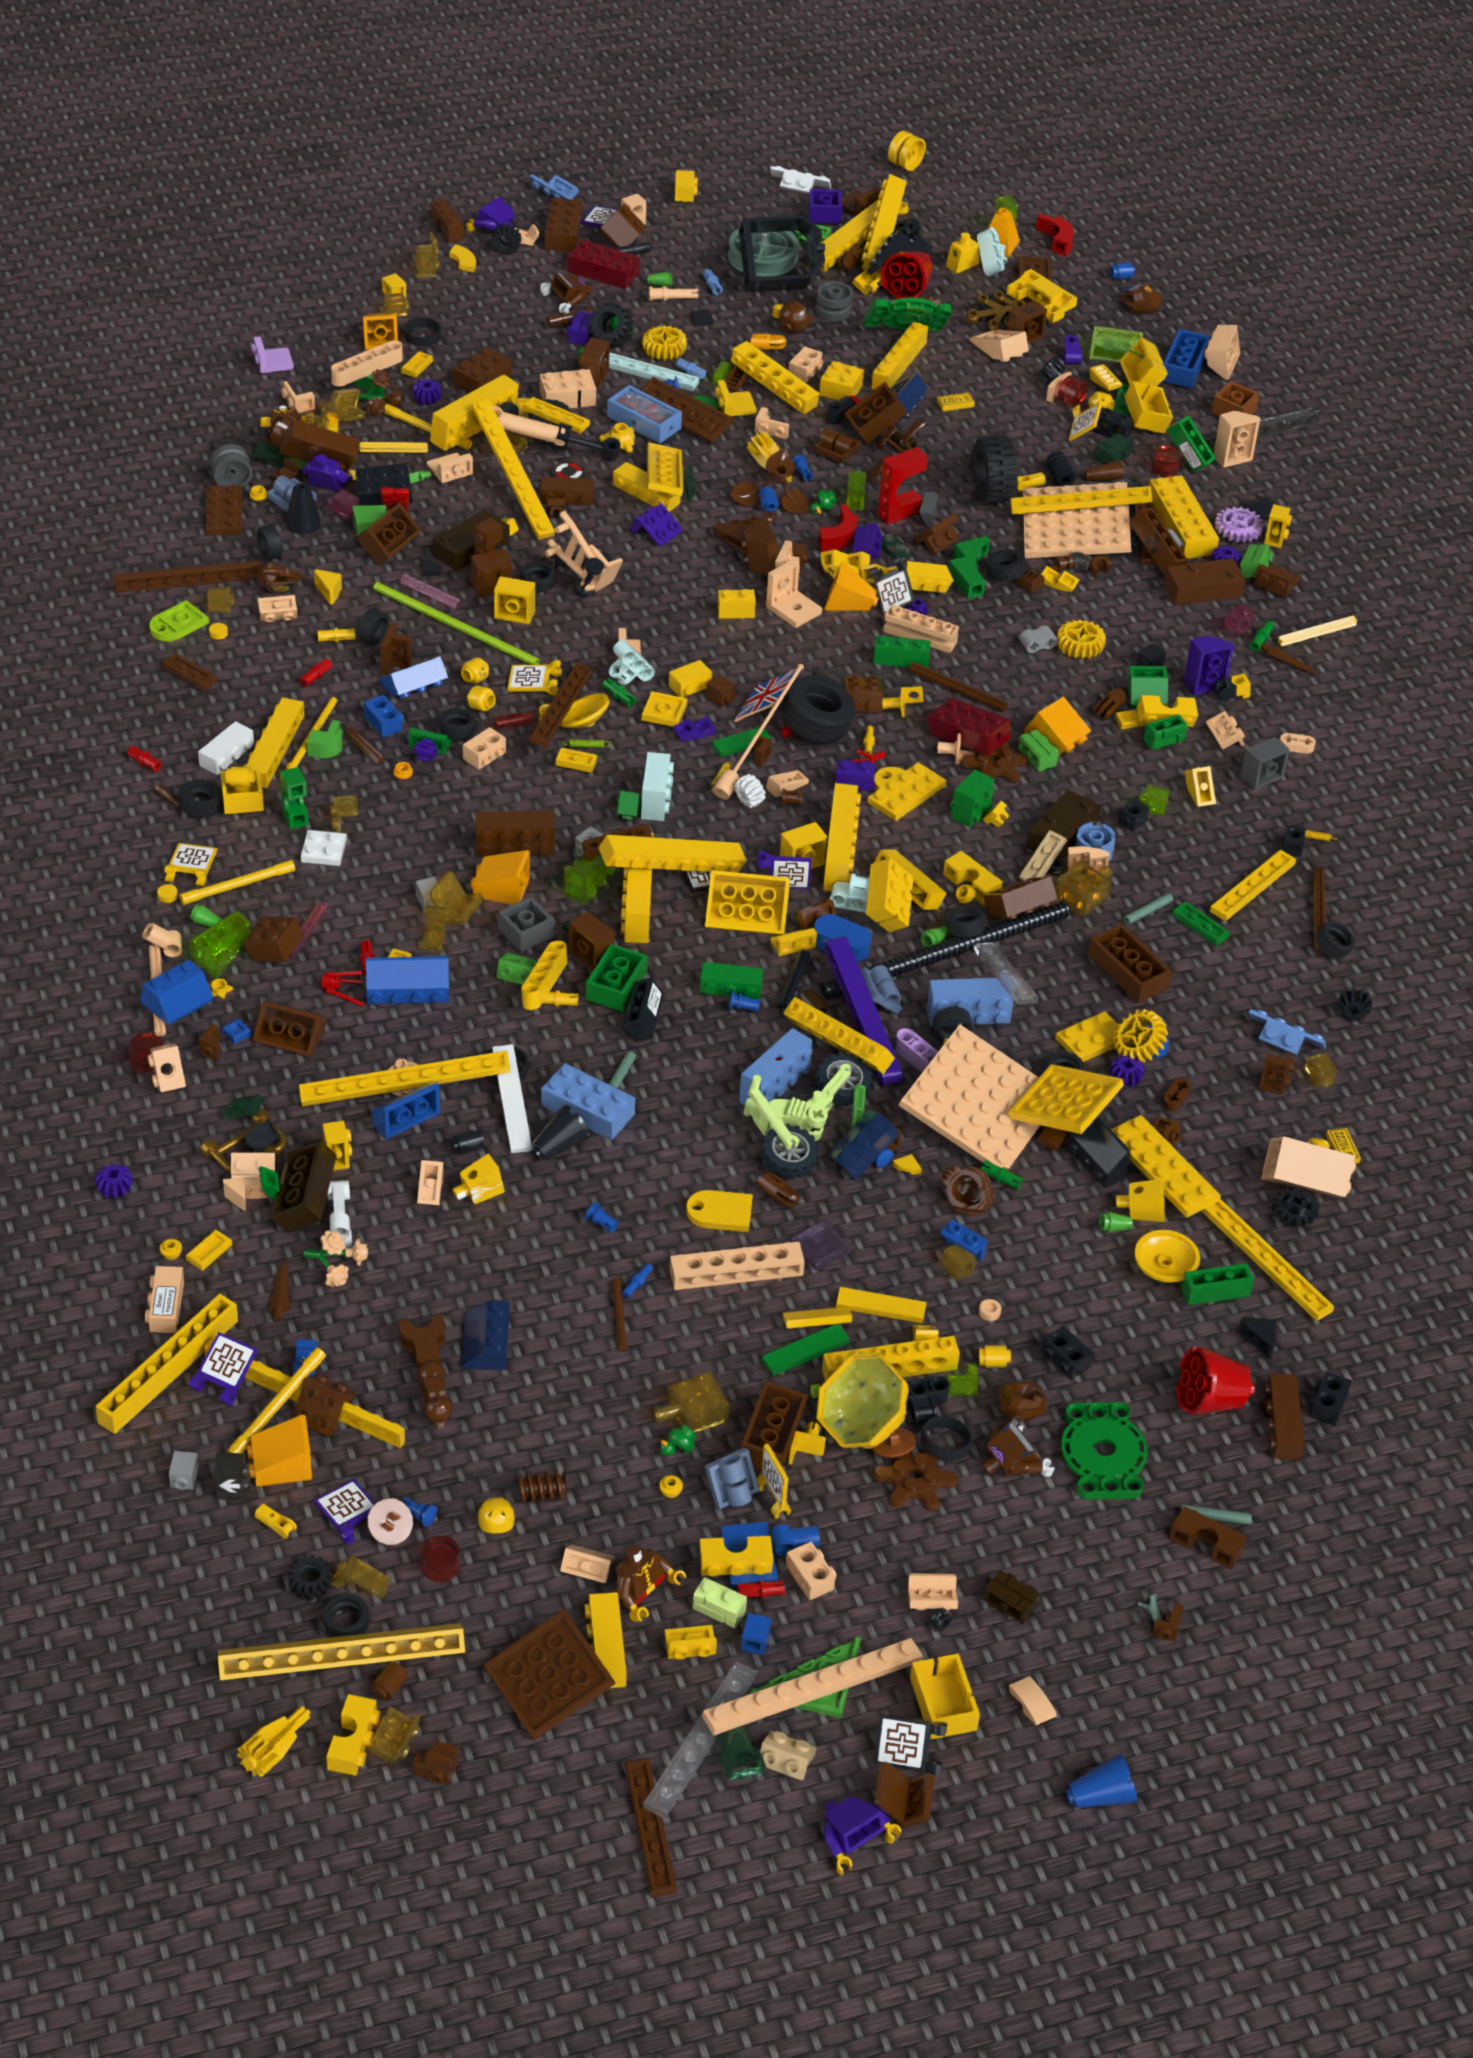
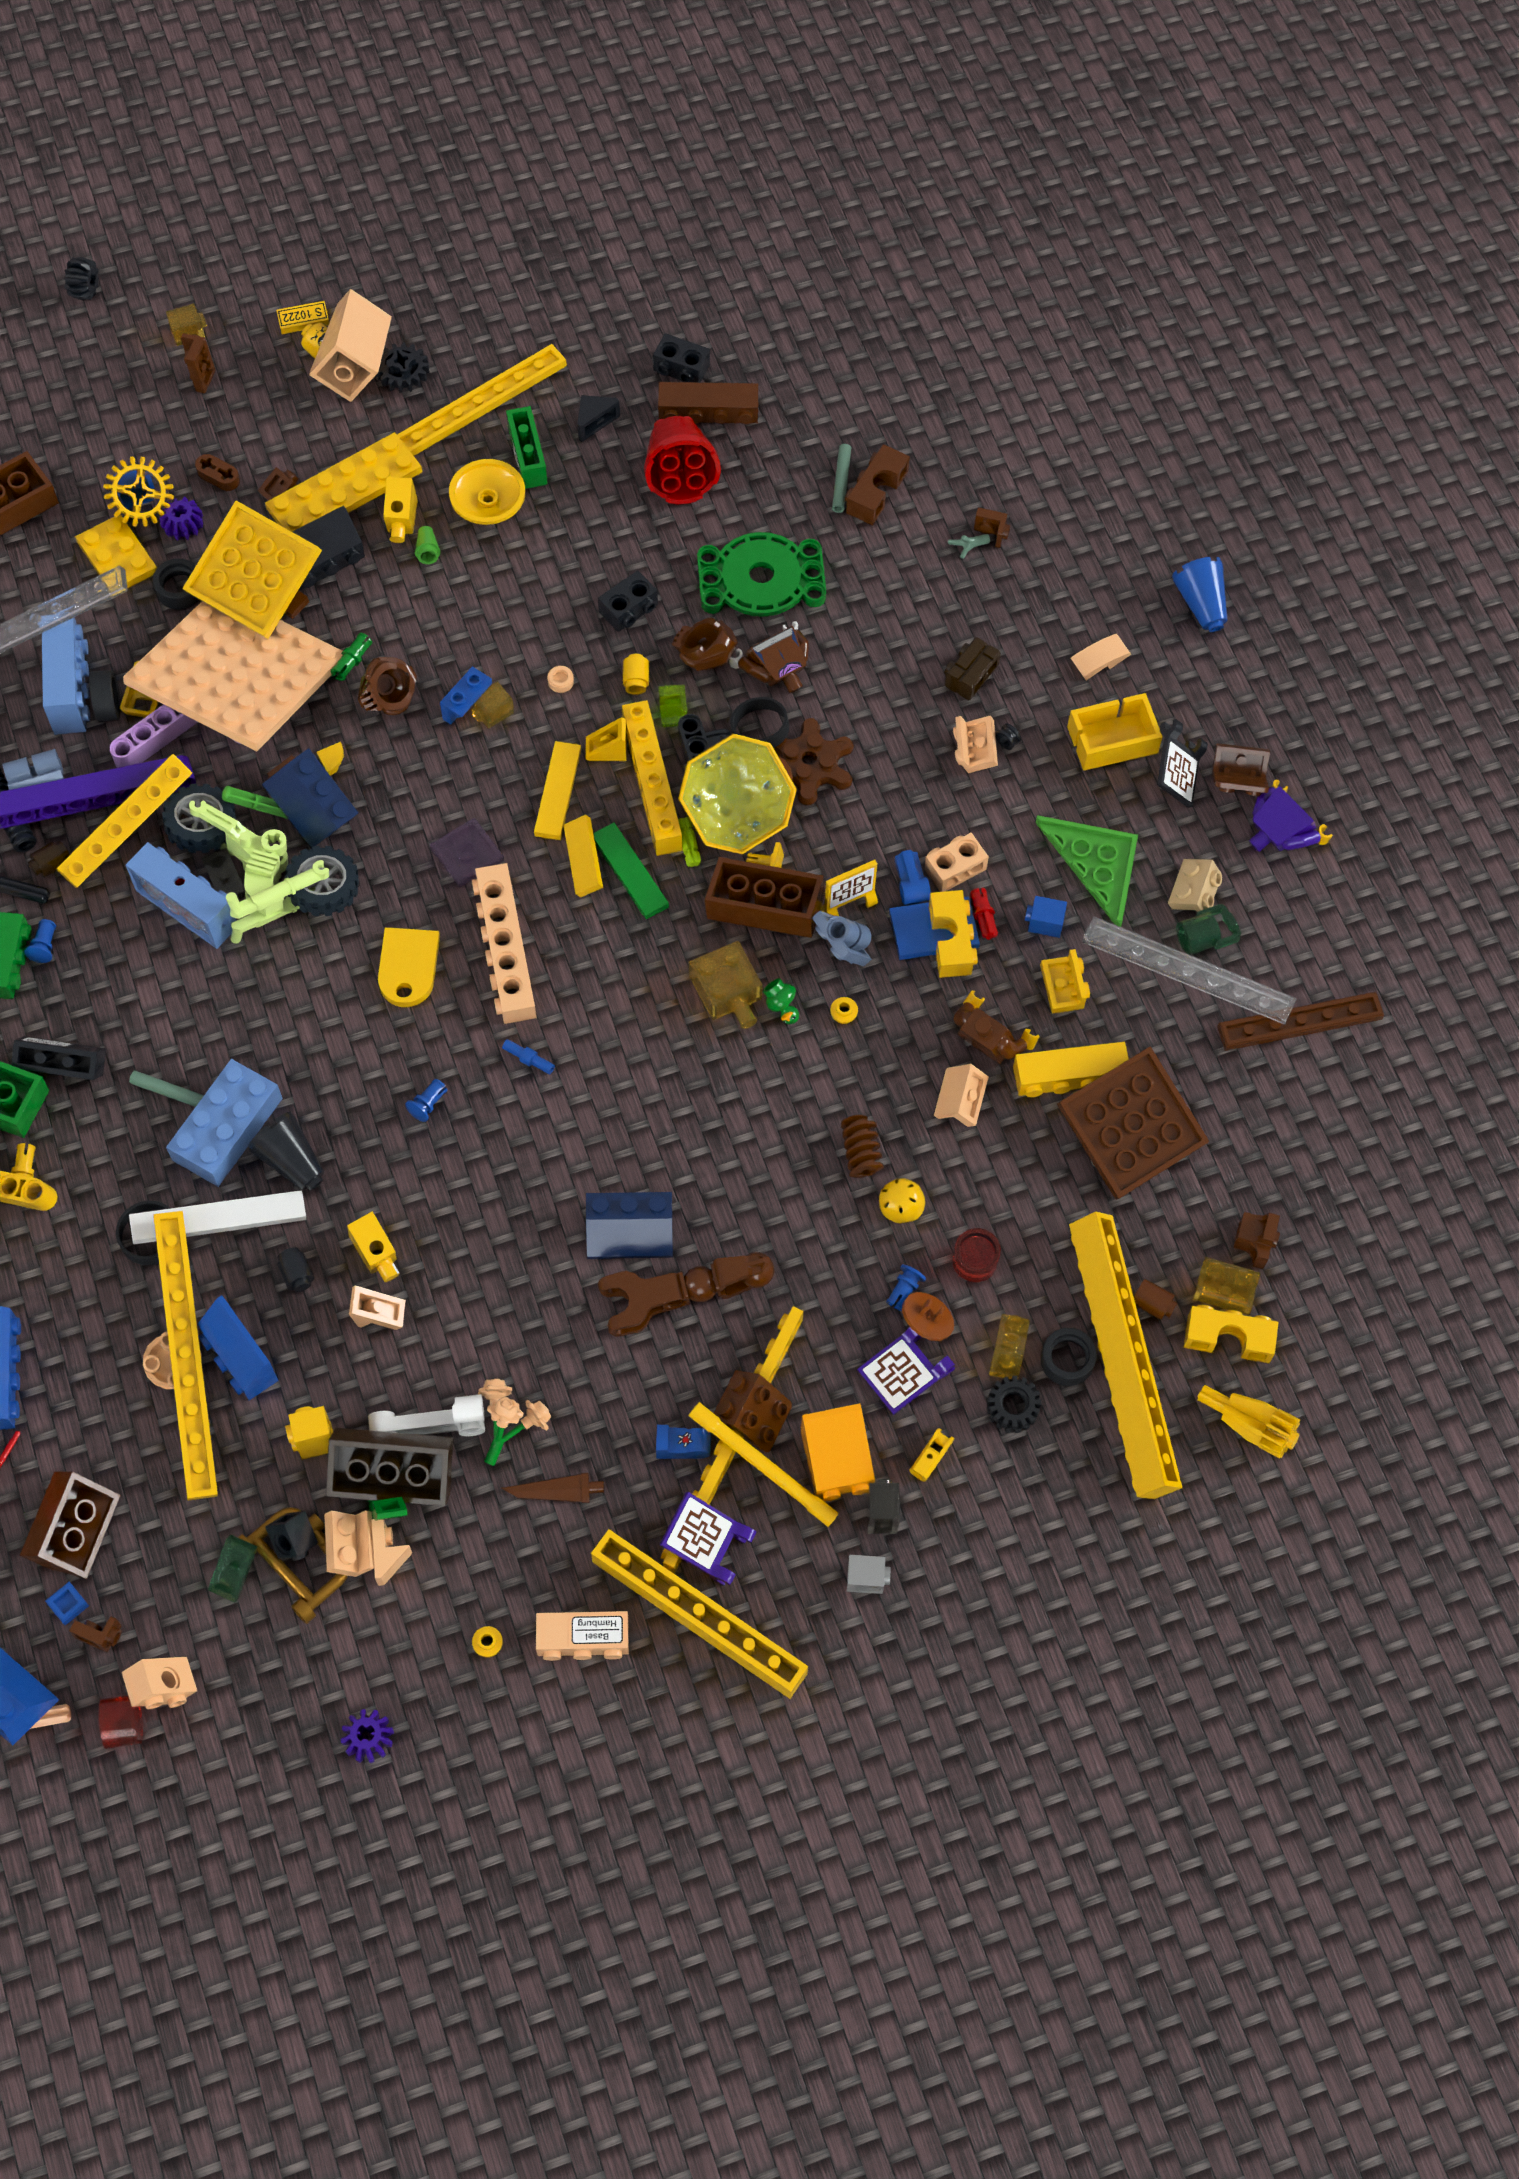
camera: 90 degrees left, 20 degrees up
(209, 1250) = (486, 1591): yellow tile -> none
(619, 1314) = (581, 1076): reddish brown bar -> none
(719, 1602) = (1010, 953): yellowish green brick -> none
(778, 1189) = (378, 896): reddish brown arm -> none
(811, 1686) = (1120, 857): light nougat plate -> none
(1284, 1036) = (126, 357): medium blue bracket -> none

